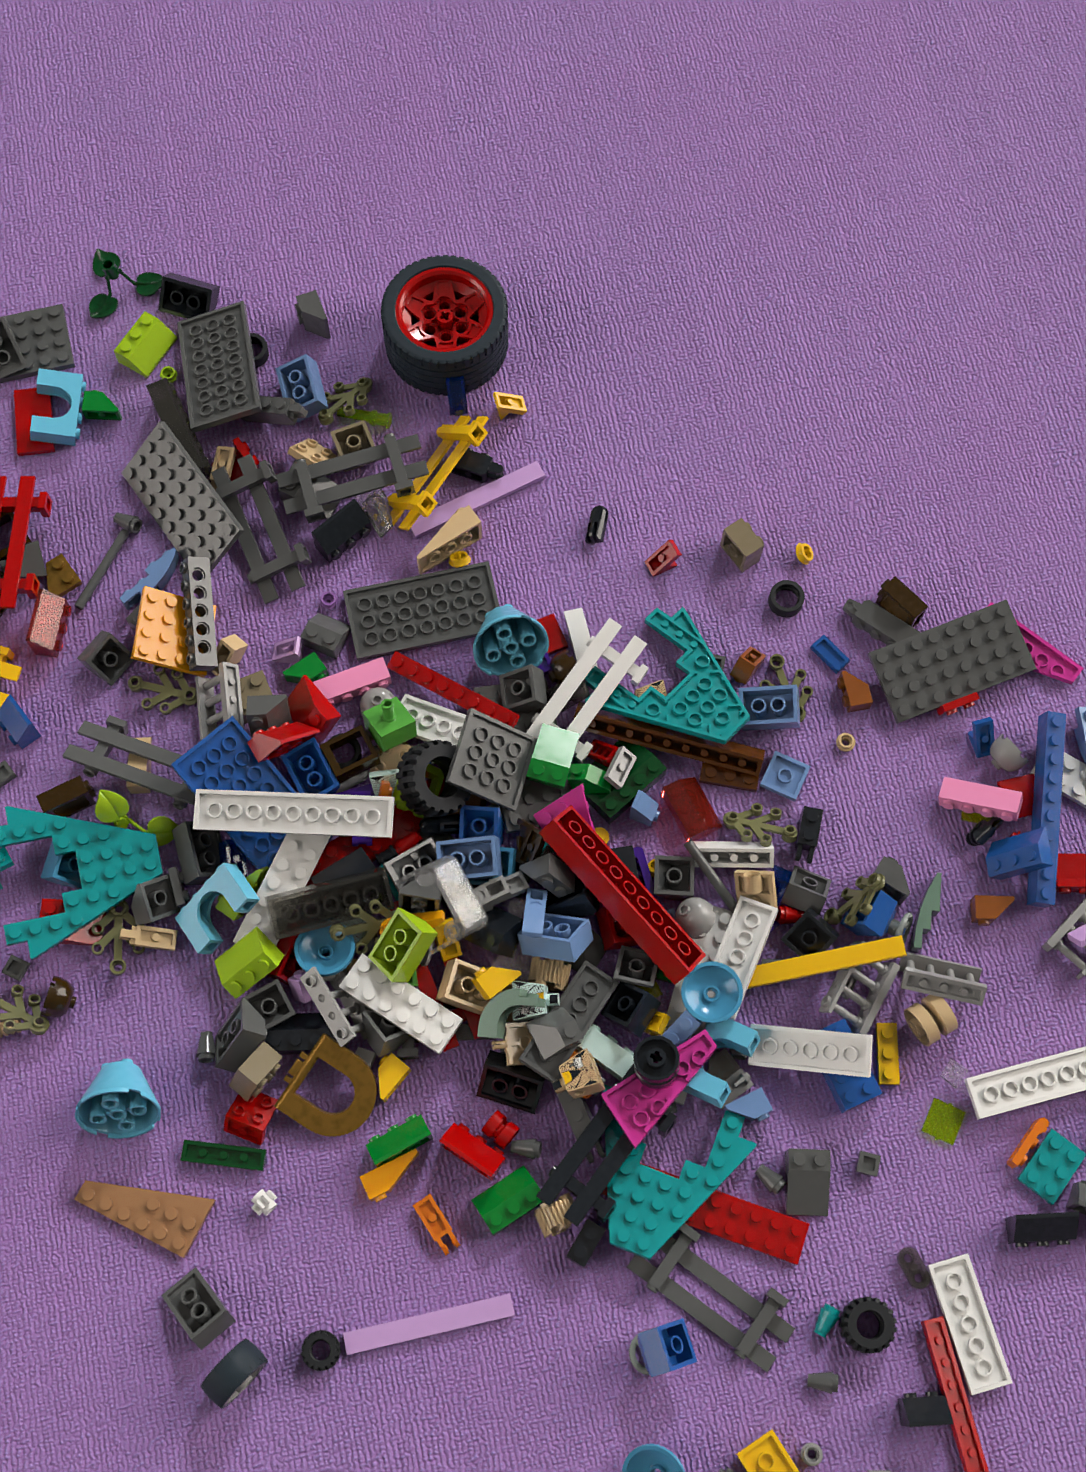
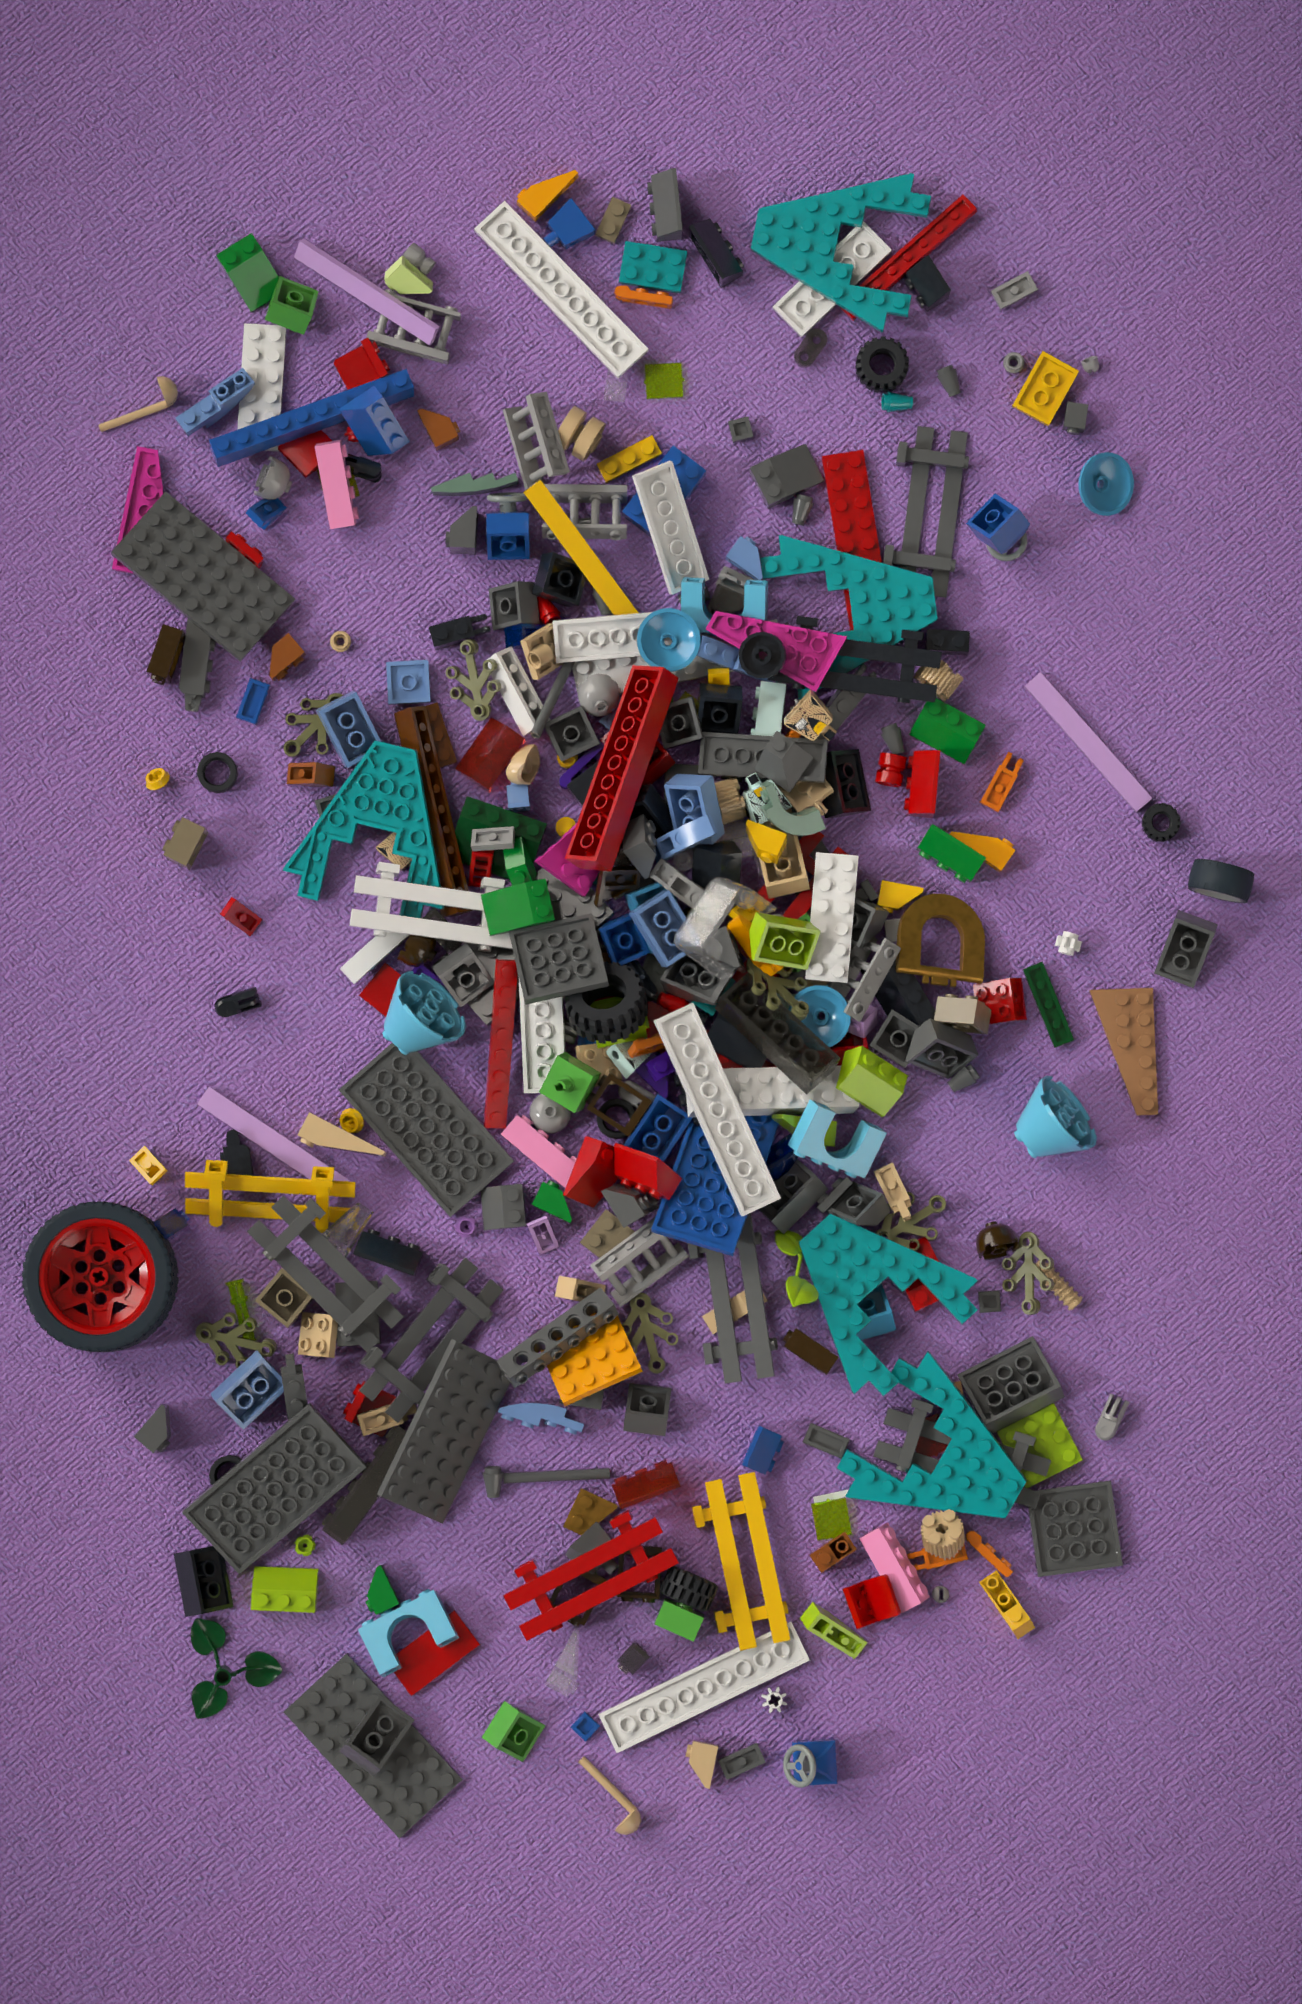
camera: 120 degrees left, 15 degrees up
(667, 827) = (524, 765): none -> tan piece
(868, 887) = (483, 541): olive plant -> none
(1022, 1318) = (805, 234): none -> teal wing

